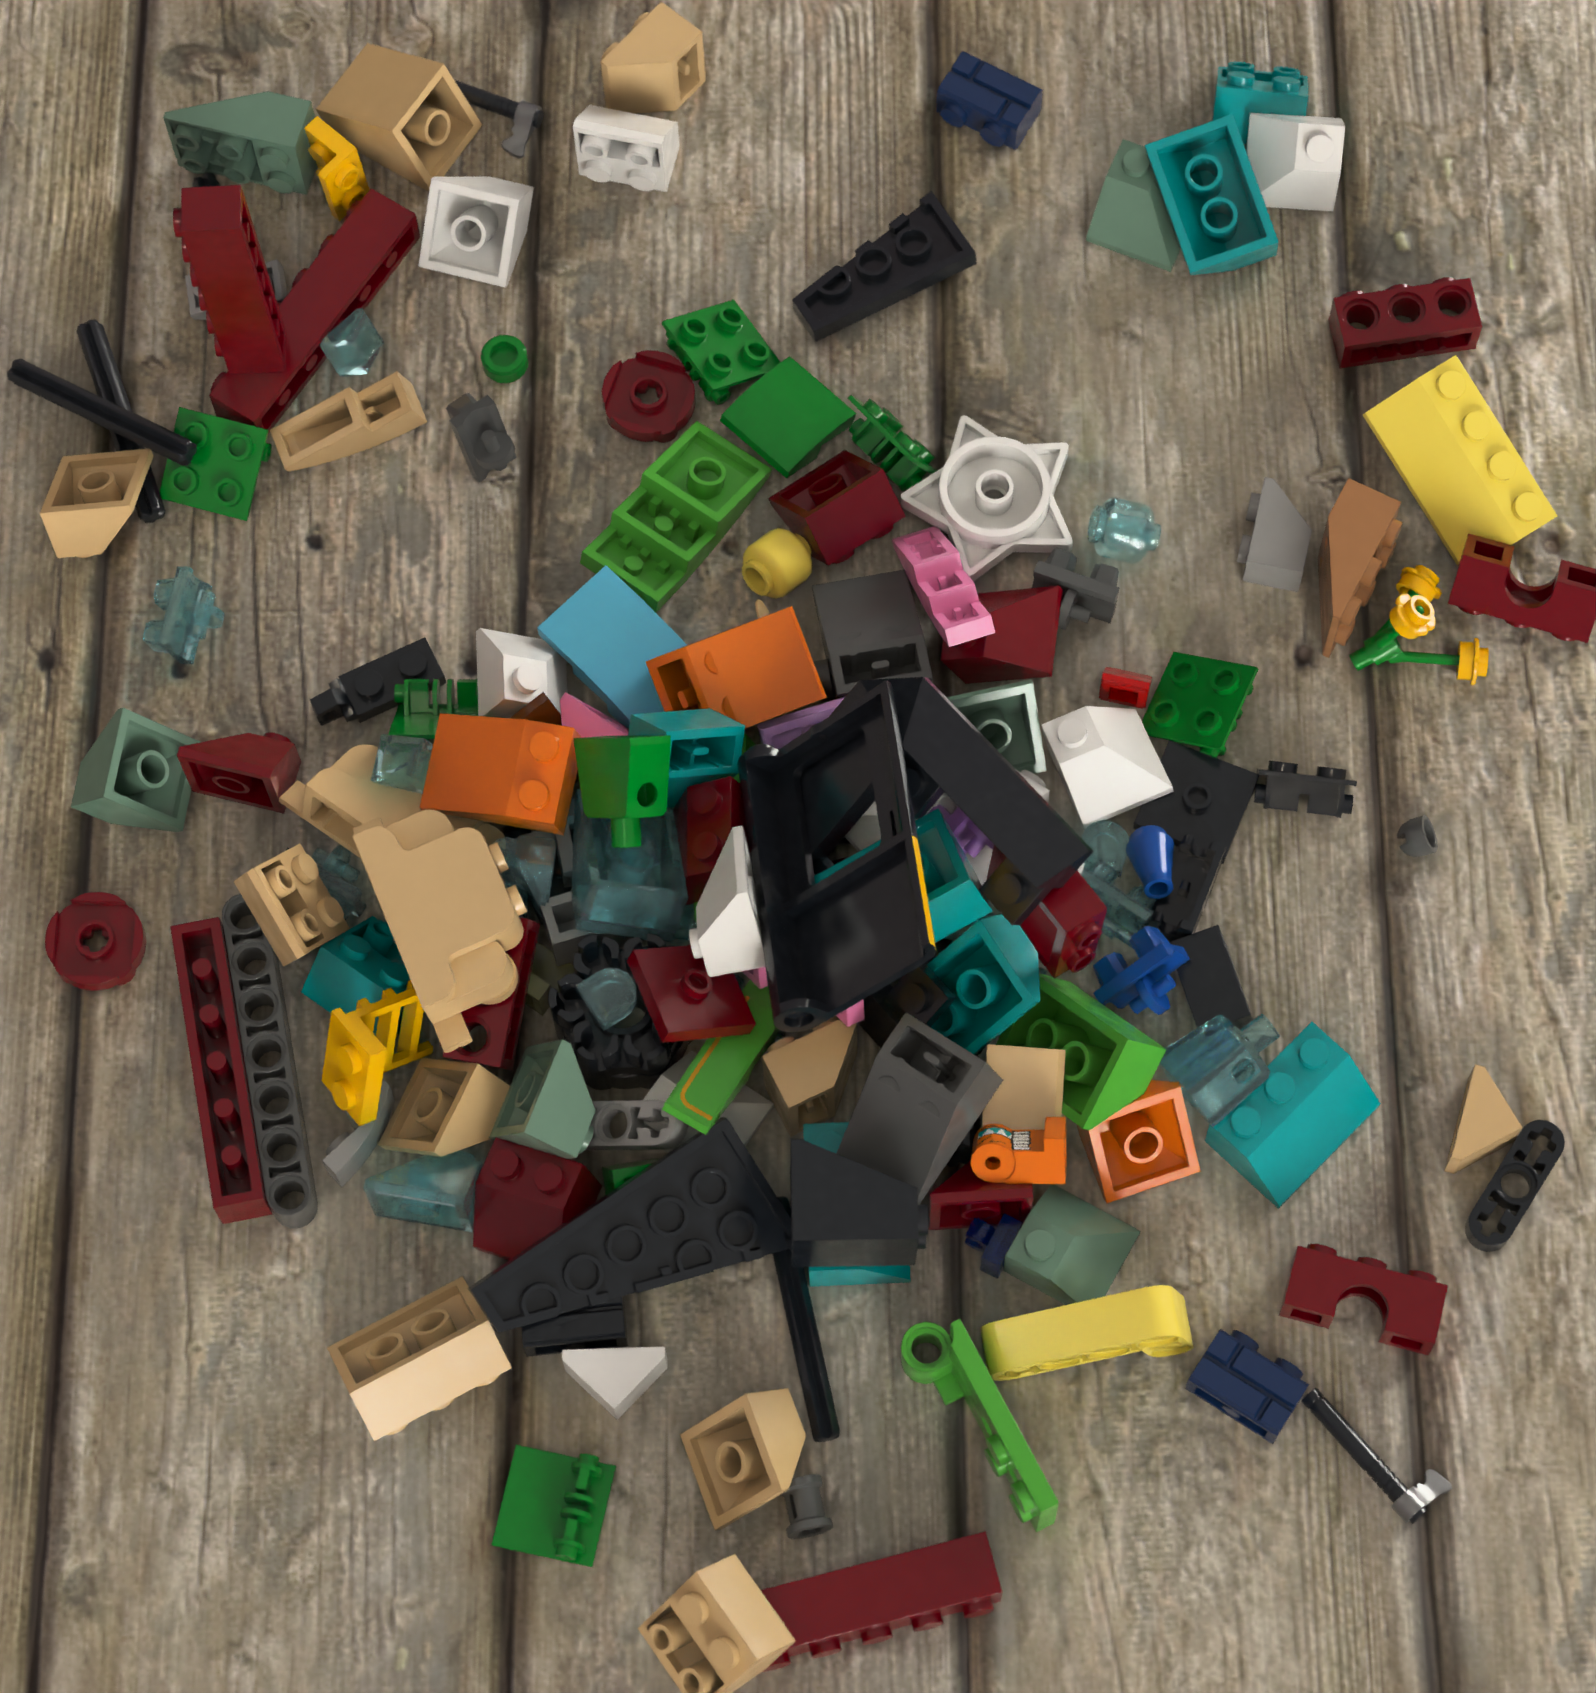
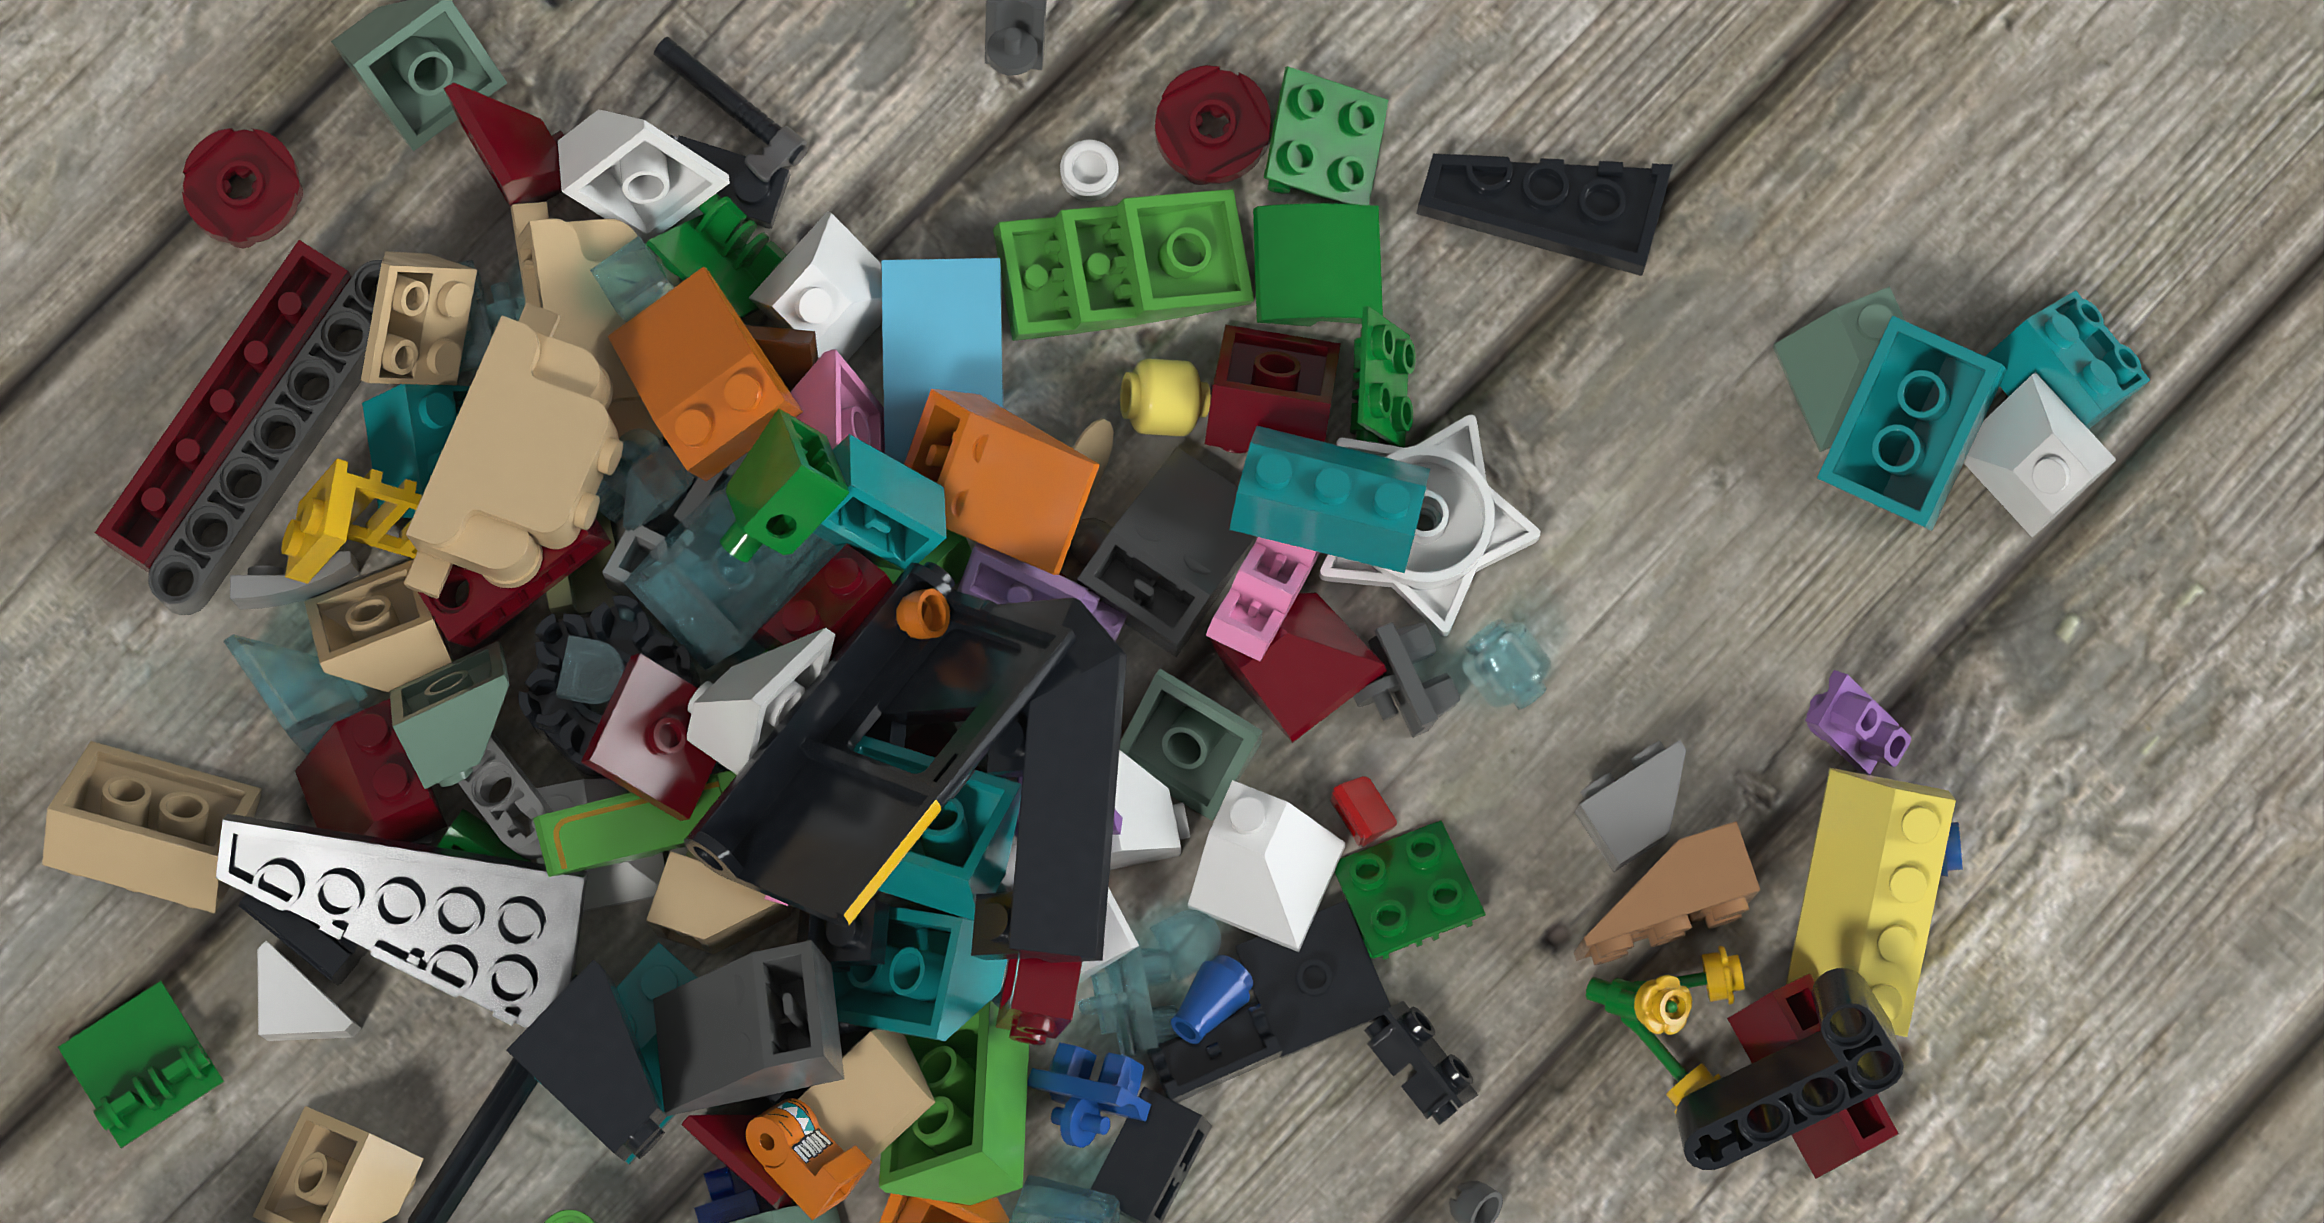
camera: 40 degrees right, 10 degrees up
(337, 706) = (634, 173): none -> white slope
(406, 628) = (783, 143): none -> black piece
(601, 485) = (1089, 170): none -> white tile
(777, 777) = (923, 614): none -> orange hinge
(940, 517) = (1329, 499): none -> teal slope
(988, 101) = (1814, 125): dark blue brick -> none
(1348, 384) = (1856, 725): none -> medium lavender hips
(1394, 340) = (1945, 713): dark red brick -> none
(1531, 587) = (1799, 1084): none -> black beam

